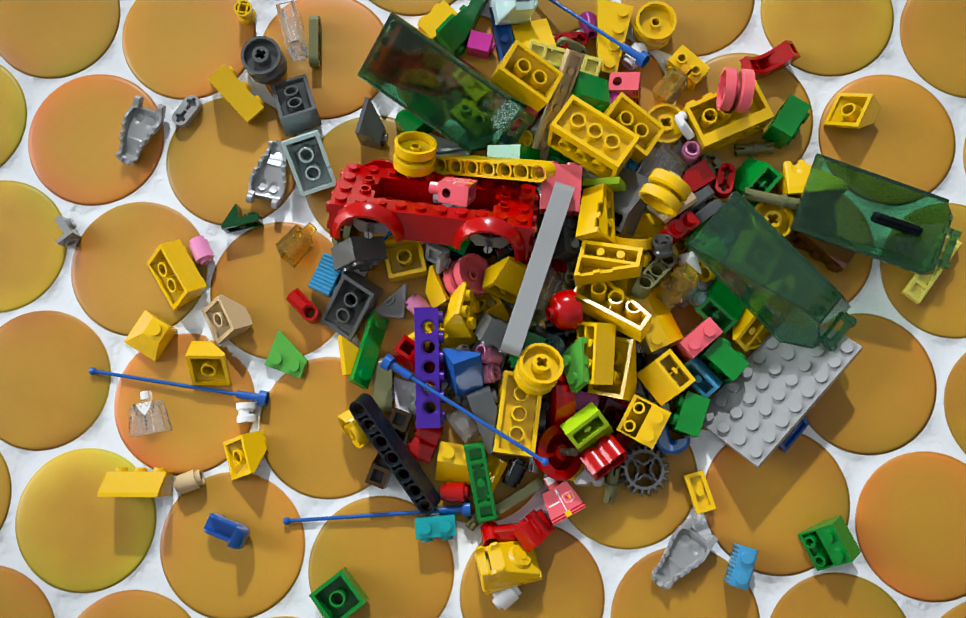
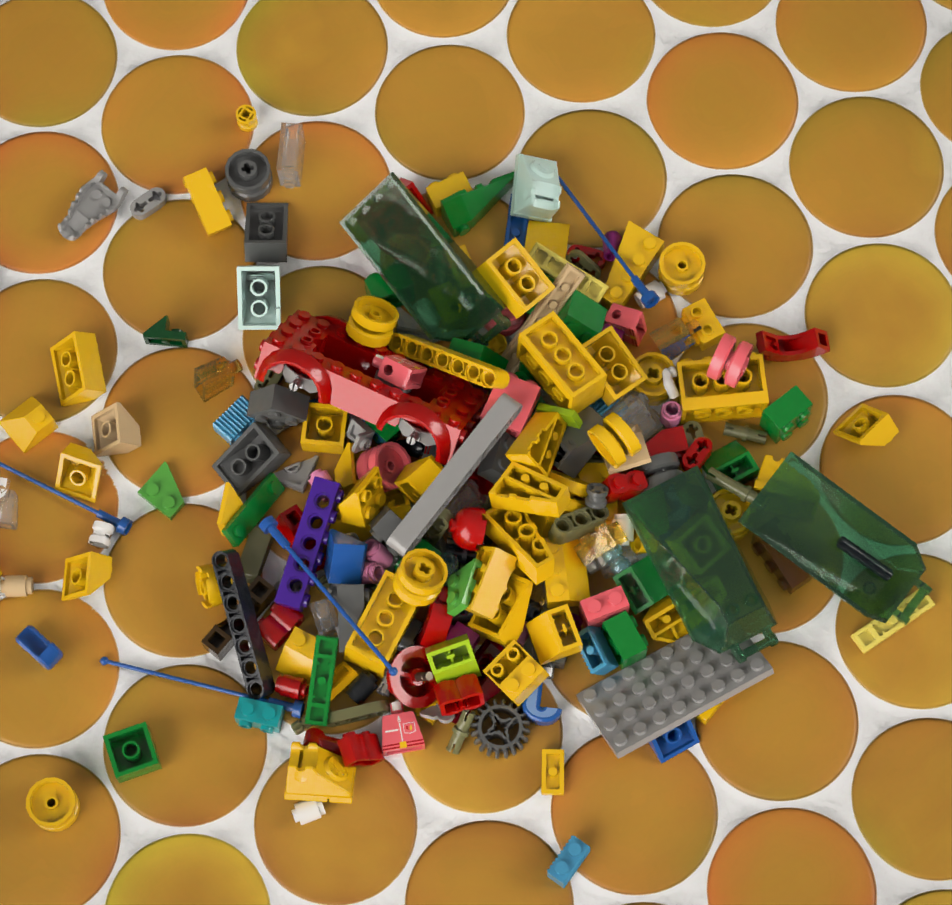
camera: 15 degrees right, 10 degrees down
(201, 250) = (113, 352): bright pink brick -> none
(269, 176) = (211, 300): light grey animal -> none
(303, 306) = (200, 445): red piece -> none
(314, 41) = (310, 172): olive beam -> none
(370, 128) = (336, 281): dark grey slope -> none
(480, 44) = (487, 230): dark pink brick -> none
(683, 553) = (511, 827): light grey animal -> none
(688, 414) = (567, 684): green brick -> none
(829, 543) = (673, 869): green slope -> none

